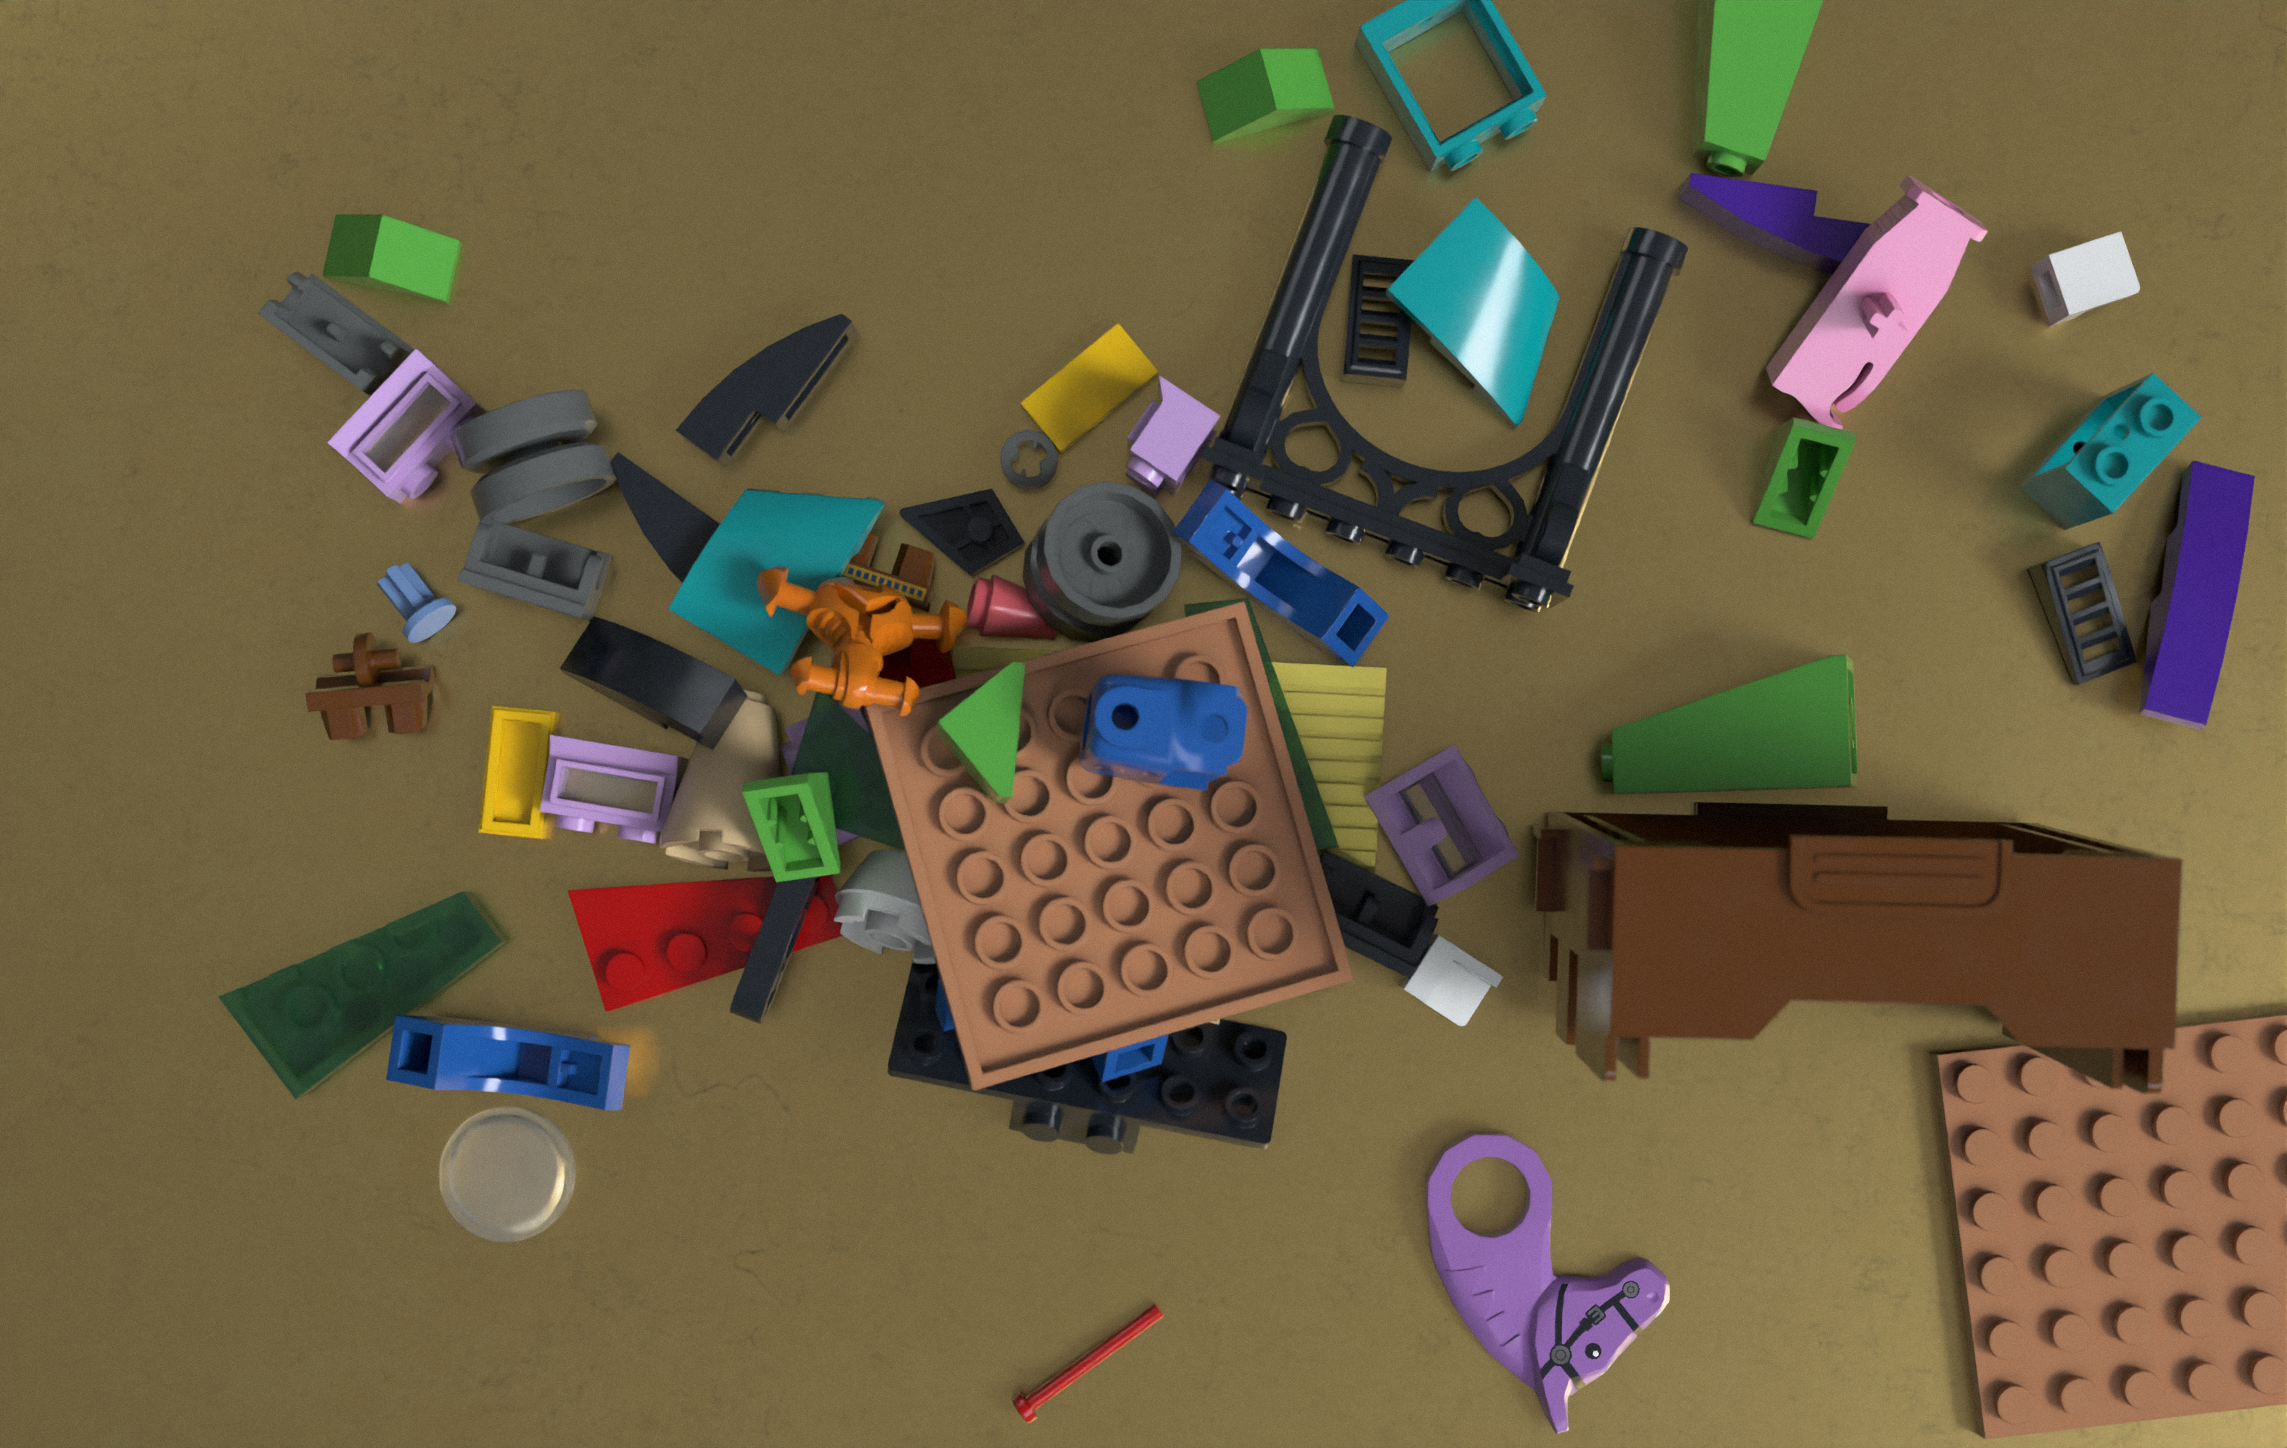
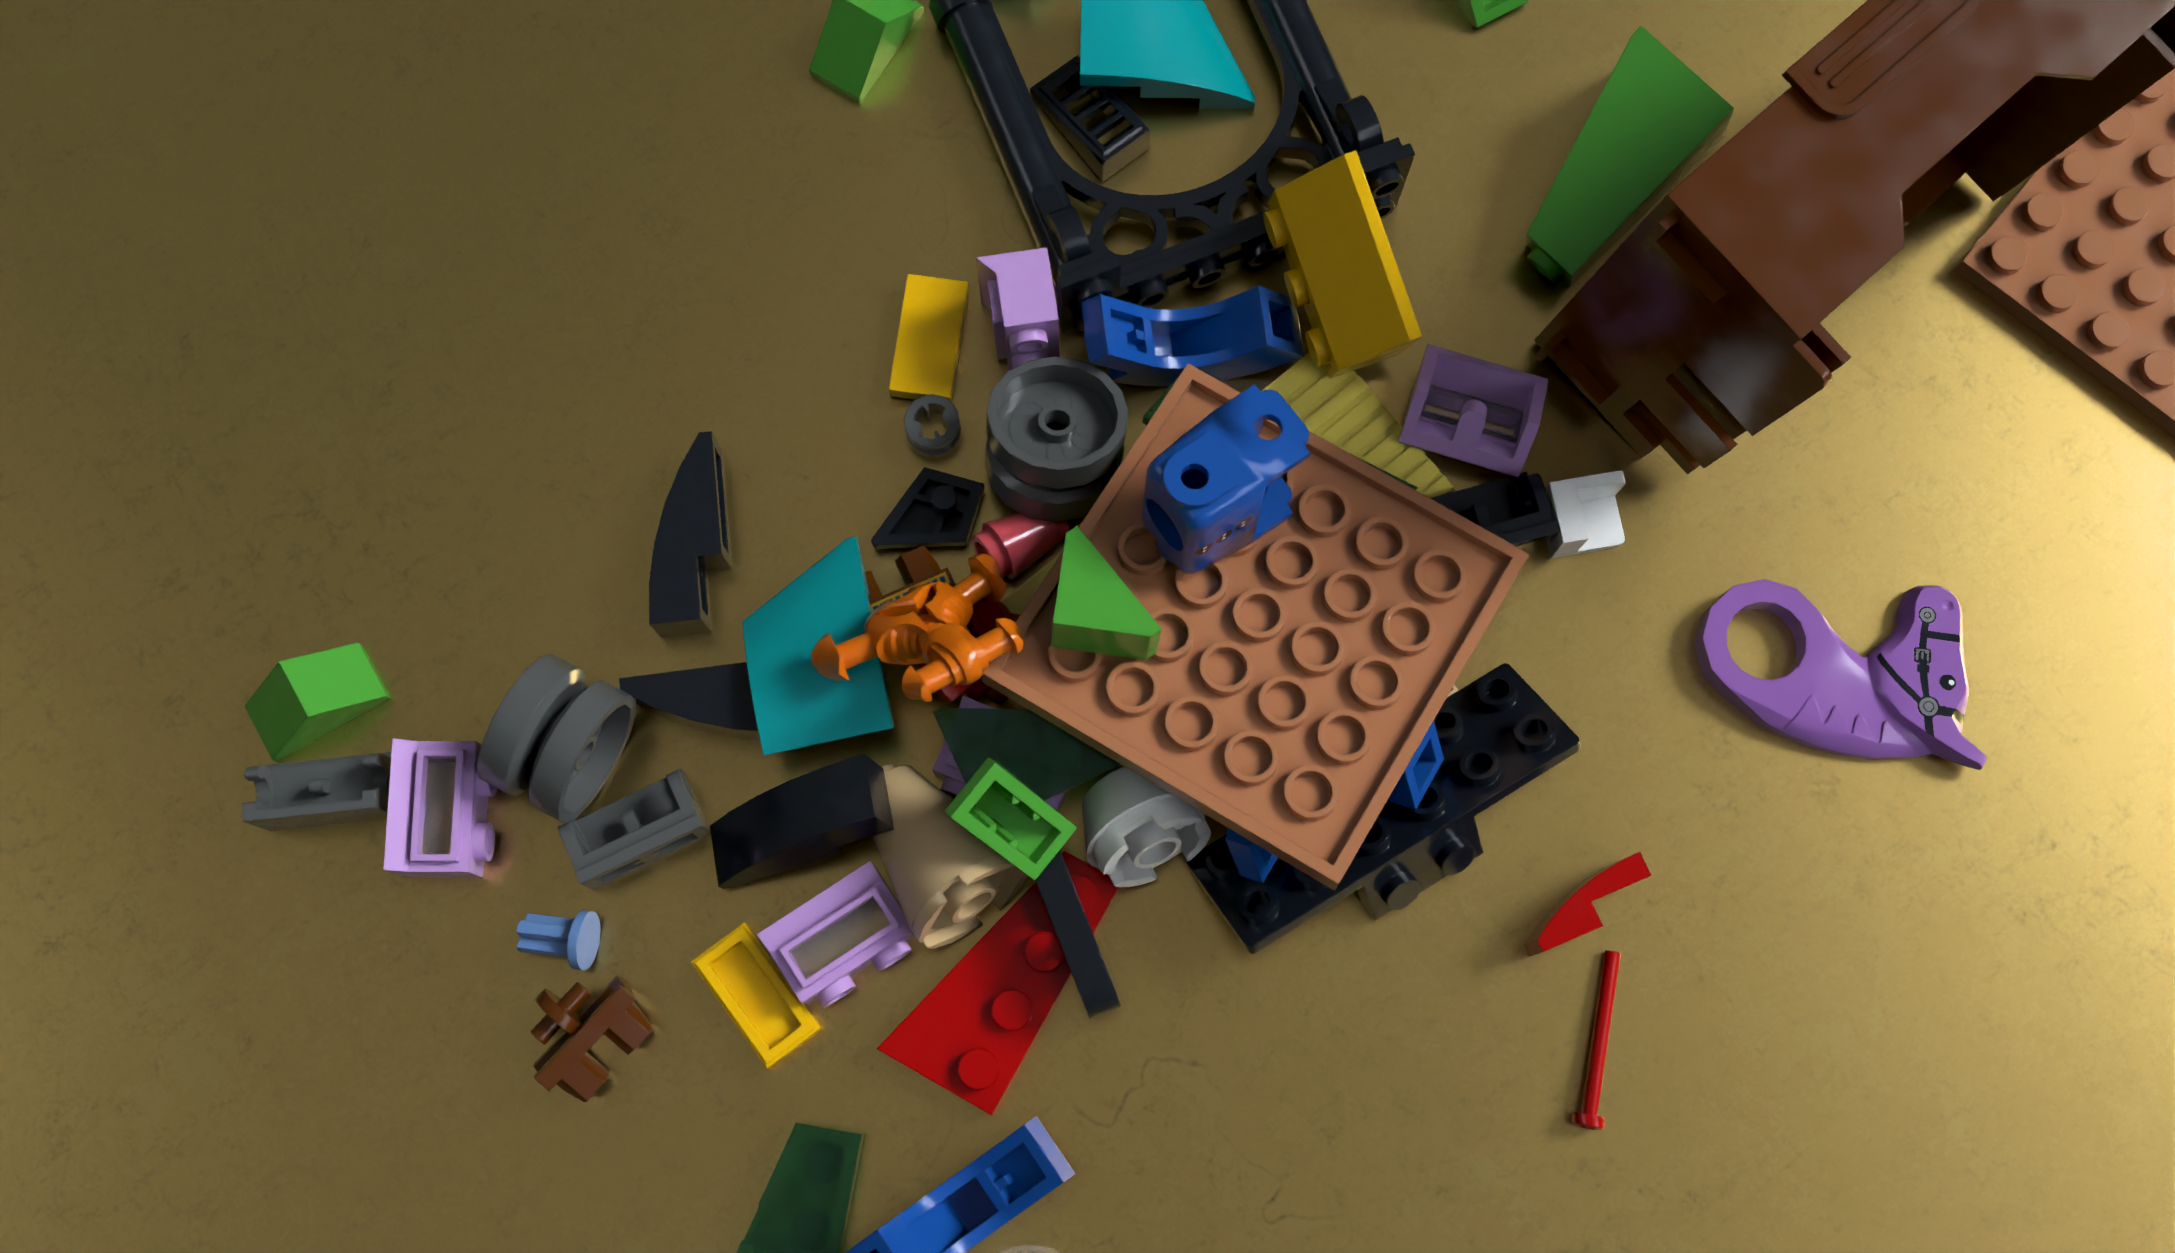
camera: 35 degrees left, 10 degrees down
(1147, 1259) = (1575, 911): none -> red slope
(1427, 633) = (1341, 267): none -> yellow slope

